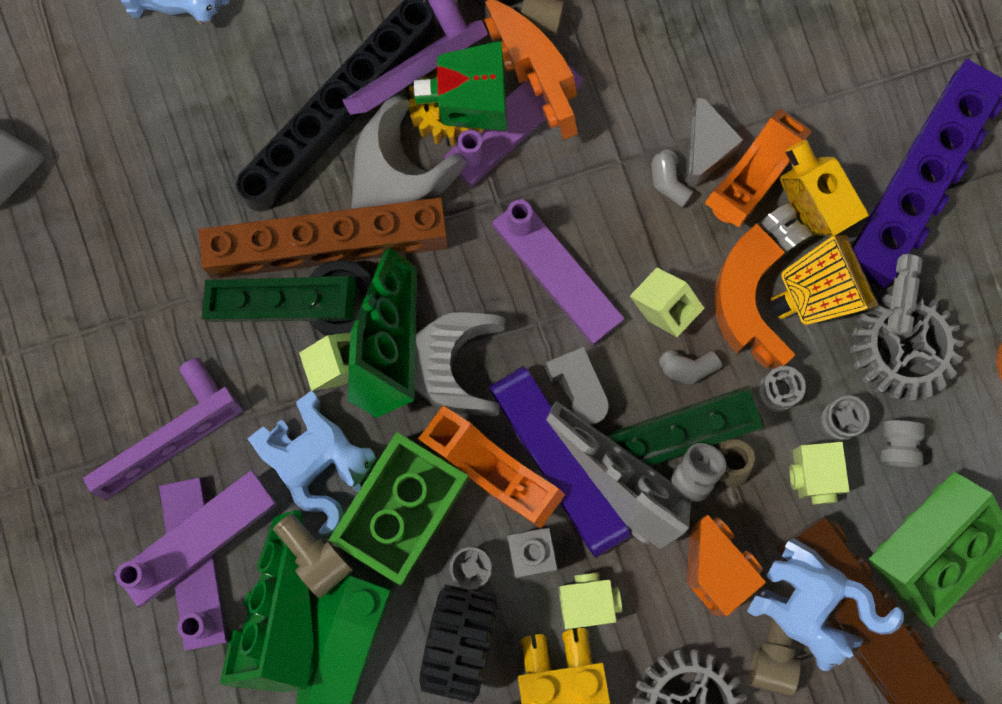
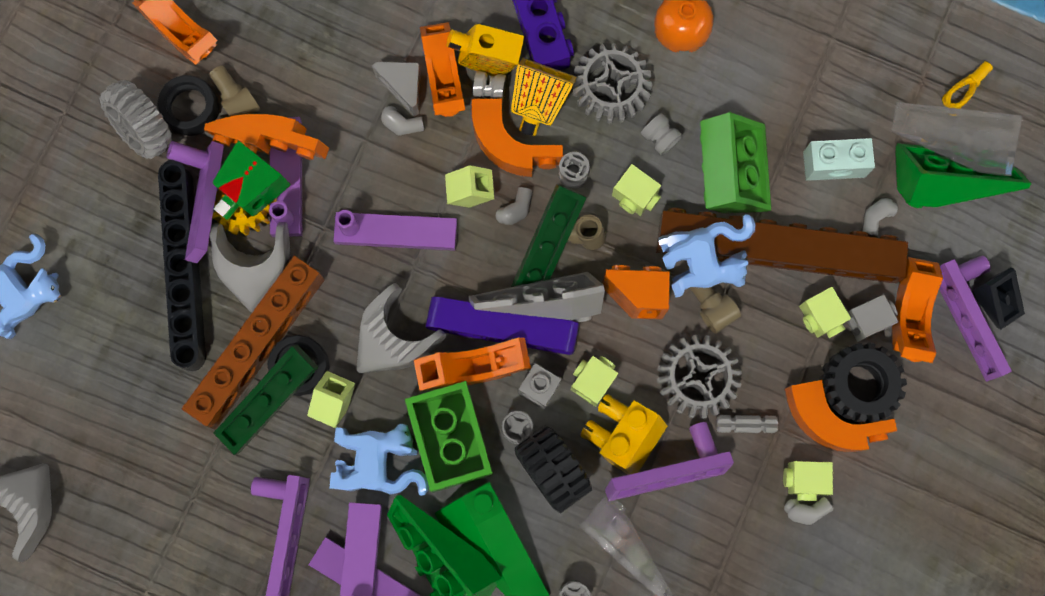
camera: 50 degrees left, 0 degrees up
(318, 562) = (438, 508): dark tan pin -> none
(385, 339) = (347, 360): green wedge -> none
(581, 384) = (471, 275): light grey leg -> none
(698, 472) = (578, 254): light grey wheel -> none
(850, 413) = (620, 145): light grey wheel -> none
(904, 294) = (583, 57): light grey axle -> none

